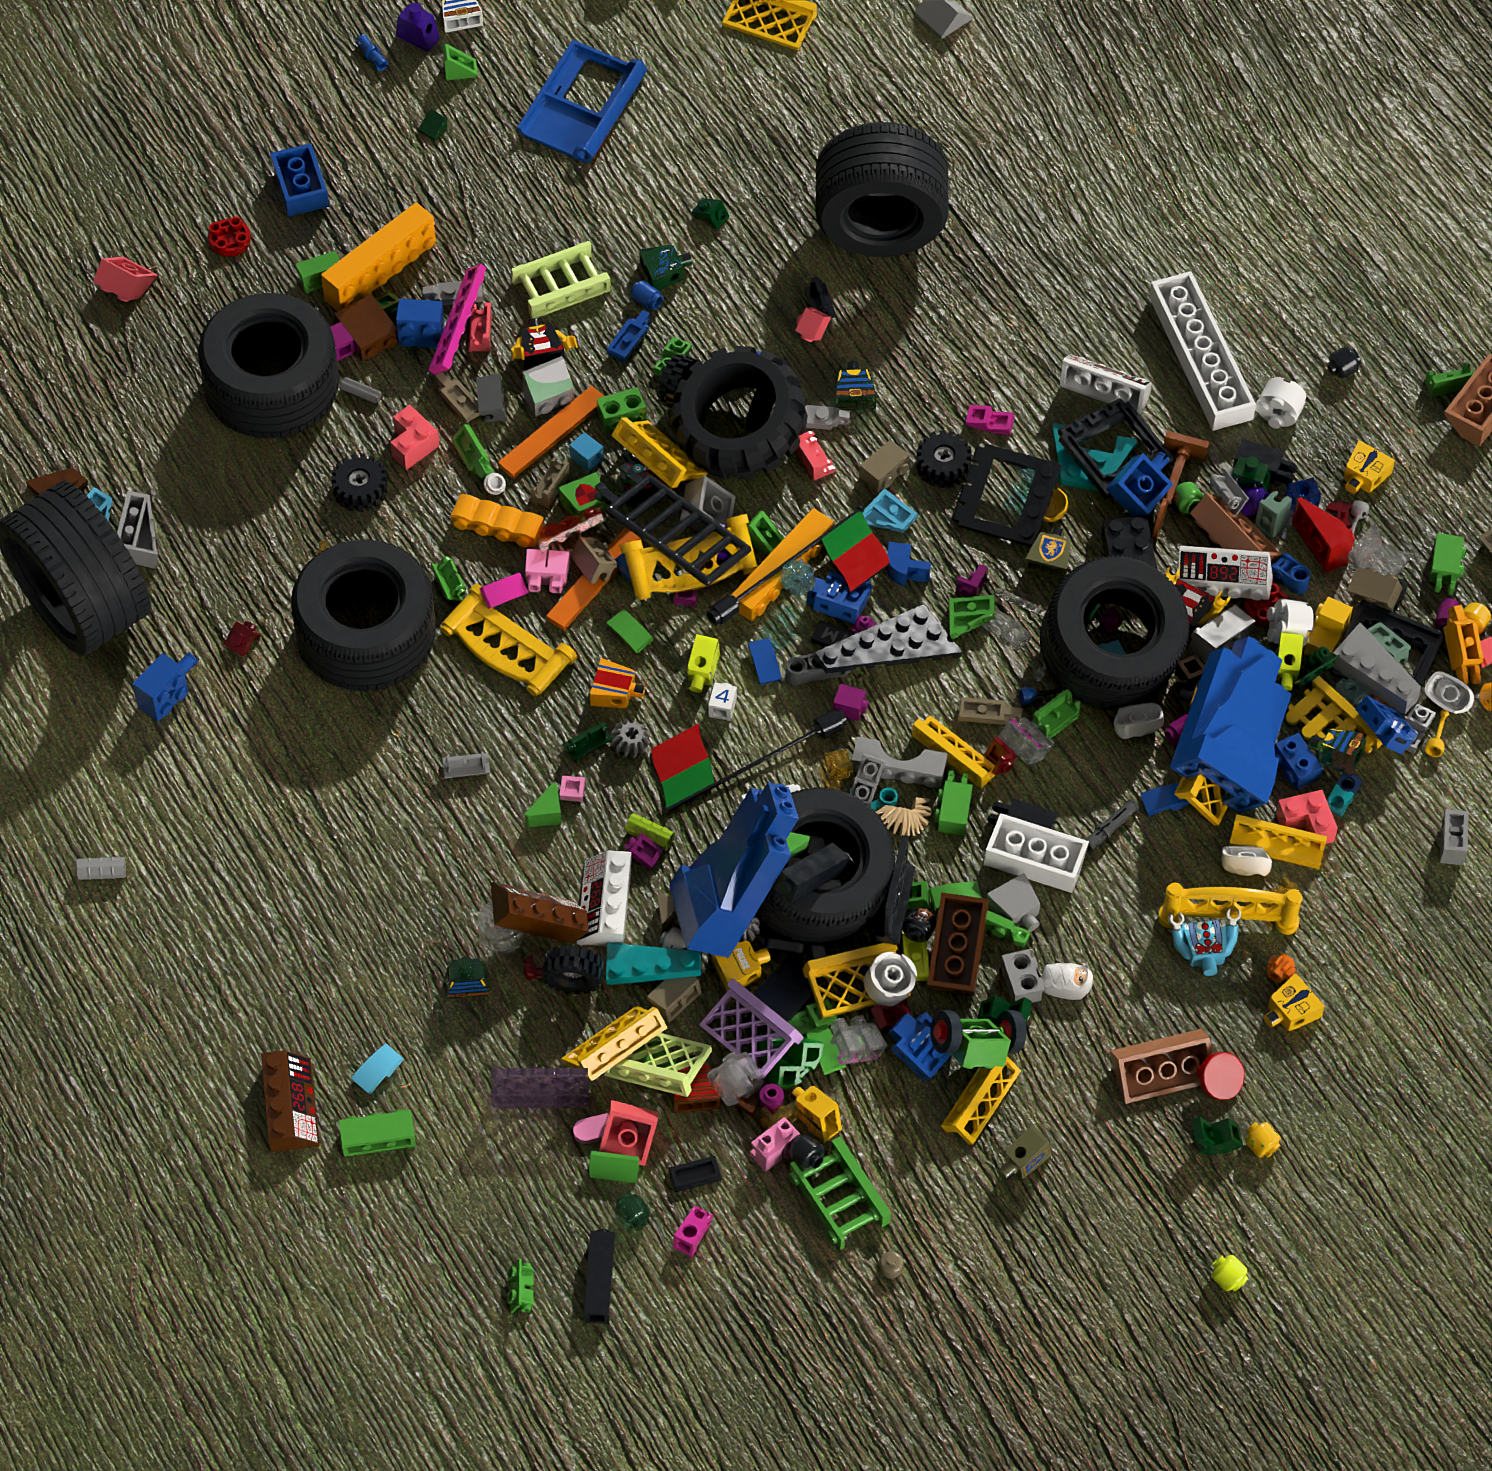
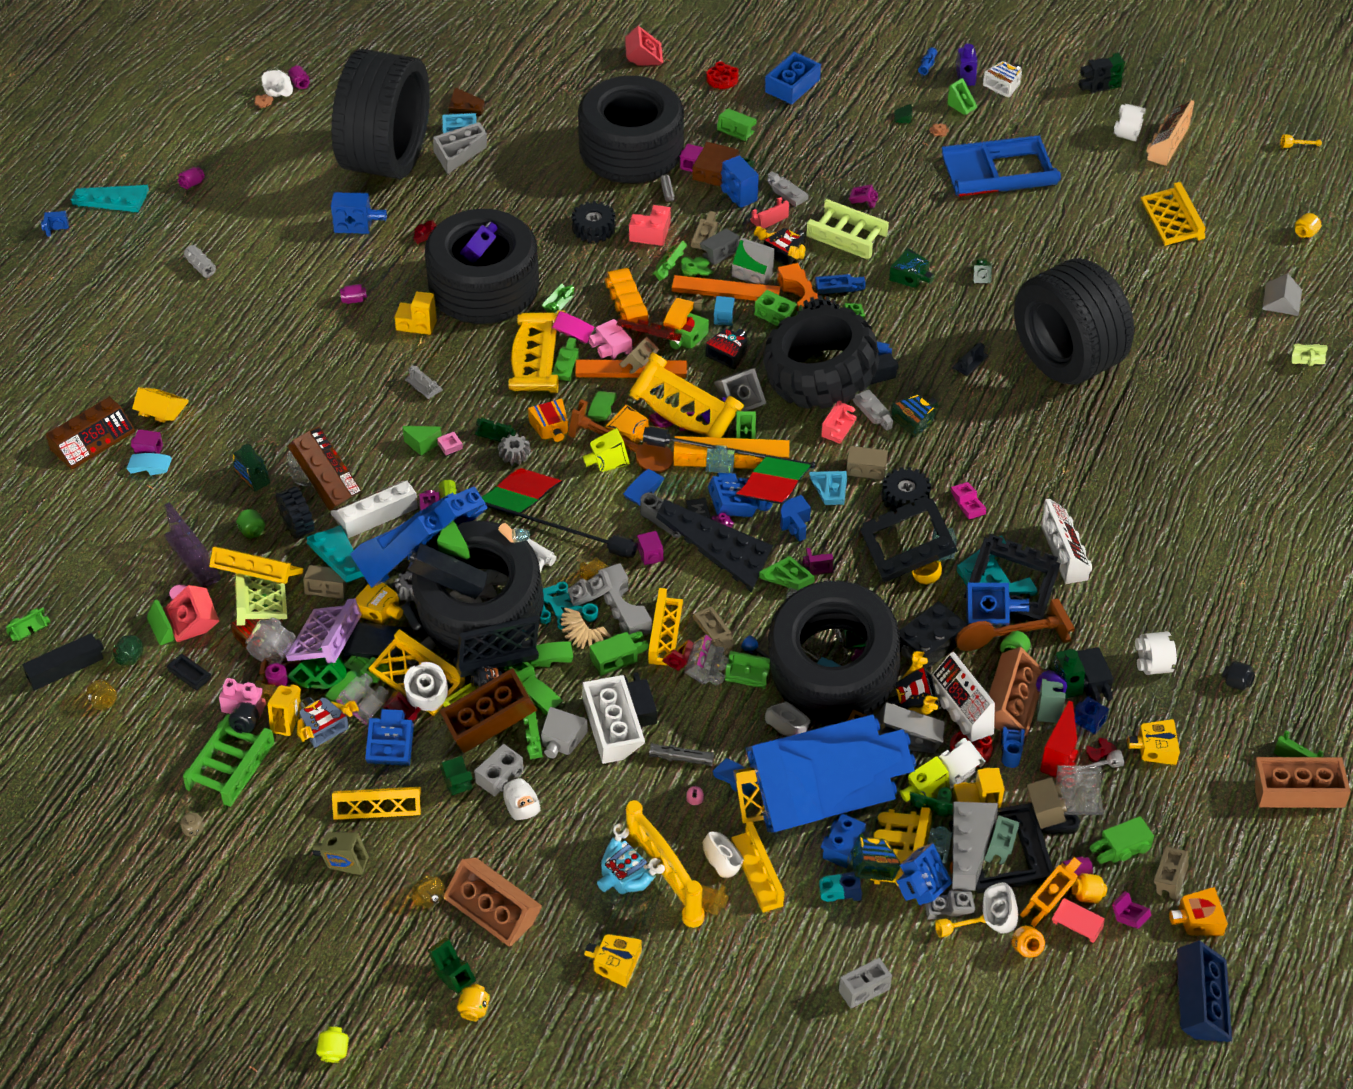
camera: 55 degrees right, 10 degrees down
(280, 754) = (353, 294): none -> magenta brick
(298, 1015) = (158, 404): none -> yellow slope
(349, 1056) = (147, 442): none -> magenta brick
(353, 596) = (479, 242): none -> dark purple torso
(370, 715) = (418, 316): none -> yellow brick
(377, 1132) = (97, 488): bright green brick -> none
(379, 257) = (771, 138): light orange brick -> none
(457, 319) = (767, 194): dark pink plate -> none
(479, 112) = (939, 130): none -> nougat plant
(494, 483) = (656, 282): white plate -> none
(498, 437) = (695, 266): none -> bright green plate
(524, 235) = (862, 194): none -> magenta bracket
(538, 624) = (566, 361): none -> bright green hinge
(542, 1019) = (250, 523): none -> bright green head
(573, 490) = (678, 313): none -> light orange slope
(596, 368) = (794, 280): none -> orange arch
(638, 484) = (671, 371): black bar -> none
(646, 295) = (879, 274): blue brick -> none
(656, 451) = (746, 335): yellow fence -> none
(672, 1263) = (101, 694): none -> clear yellow head
(679, 626) = (629, 424): none -> light orange torso
(692, 1231) = (138, 692): dark pink leg -> none
(722, 701) = (589, 481): white brick -> none
(732, 635) = (647, 456): none -> dark orange piece
(812, 324) = (943, 363): coral brick -> none
(816, 791) = (514, 535): none -> arm
(852, 1087) = (323, 719): none -> torso
(918, 853) = (553, 652): none -> bright green slope
(978, 1040) = (407, 760): brick -> none
(1033, 46) = (1309, 354): none -> yellowish green hips
(1049, 555) = (888, 588): olive torso -> none
(1116, 1110) = (428, 891): none -> clear yellow head
(1158, 845) = (699, 798): none -> bright pink hinge
(1202, 351) = (1152, 583): white brick -> none
(1221, 1075) = (508, 941): tile -> none
(1229, 491) = (1038, 660): light grey hinge -> none
(1280, 968) = (642, 930): orange gear -> none
(1308, 812) = (800, 873): coral brick -> none

